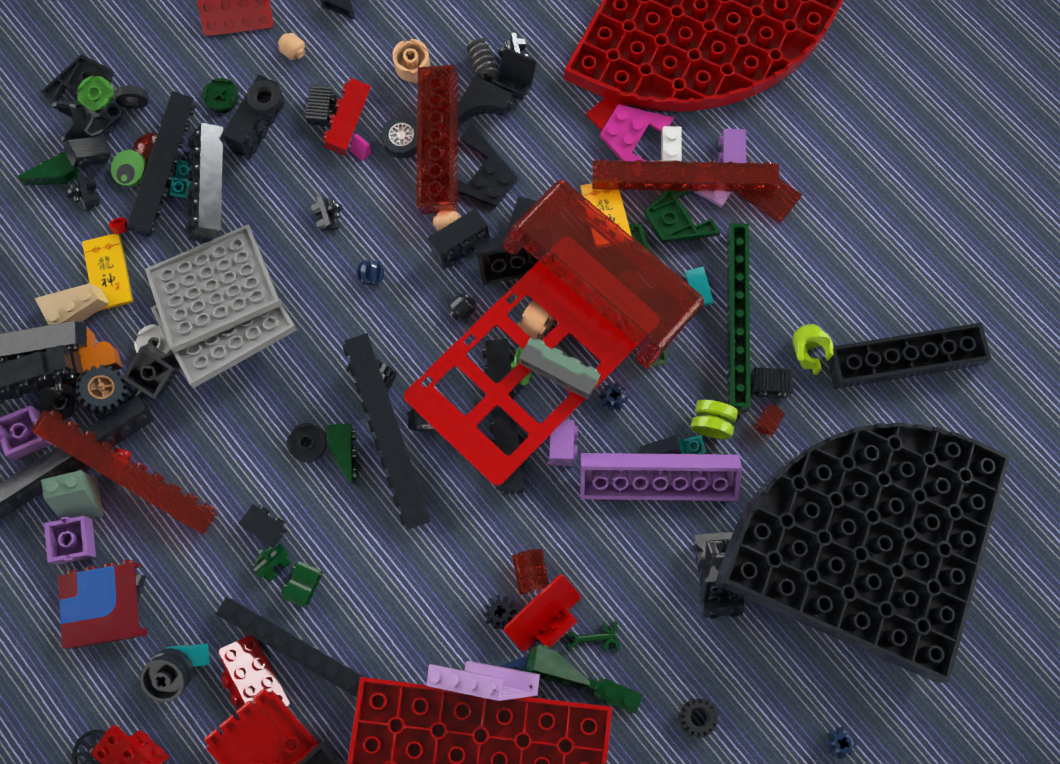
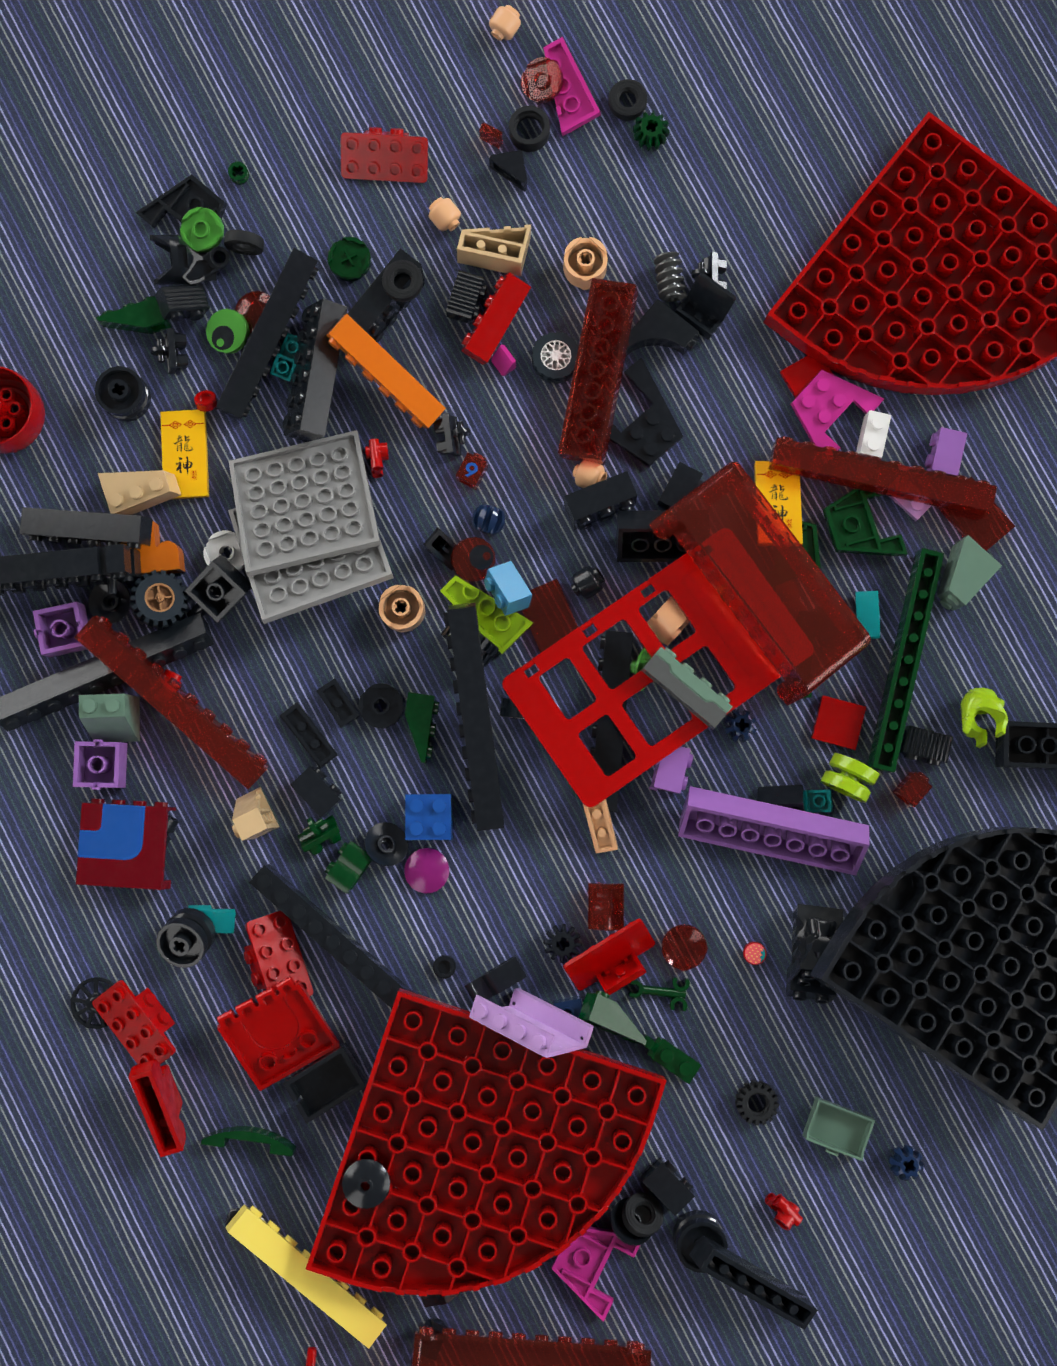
camera: 15 degrees right, 10 degrees up
(48, 232) = (122, 393): none -> black wheel
(119, 43) = (237, 179): none -> dark green bush
(211, 558) = (253, 816): none -> tan wedge
(249, 480) = (309, 735): none -> black tile
(262, 170) = (385, 371): none -> orange brick
(267, 239) = (377, 453): none -> red plate
(269, 447) = (338, 703): none -> black plate
(312, 347) = (389, 605): none -> light nougat brick
(332, 551) = (390, 835): none -> black dish
(336, 64) = (495, 249): none -> tan wedge
(336, 303) = (440, 547): none -> black slope
(349, 237) = (472, 470): none -> clear red brick
(363, 307) = (472, 558): none -> clear red tile
(363, 527) = (428, 817): none -> blue brick
(370, 574) = (426, 870): none -> magenta dish
(389, 350) = (492, 622): none -> lime wing
(396, 323) = (507, 588): none -> dark azure brick
(401, 655) = (444, 966): none -> black tile
(431, 337) = (550, 615): none -> clear red tile
(451, 653) = (497, 979): none -> black piece
(512, 504) = (601, 827): none -> light nougat tile
(606, 594) = (684, 947): none -> clear red dish
(668, 587) = (754, 953): none -> tile
(695, 379) = (838, 722): none -> red tile
(770, 236) = (965, 573): none -> sand green slope
(774, 725) = (838, 1128): none -> sand green container

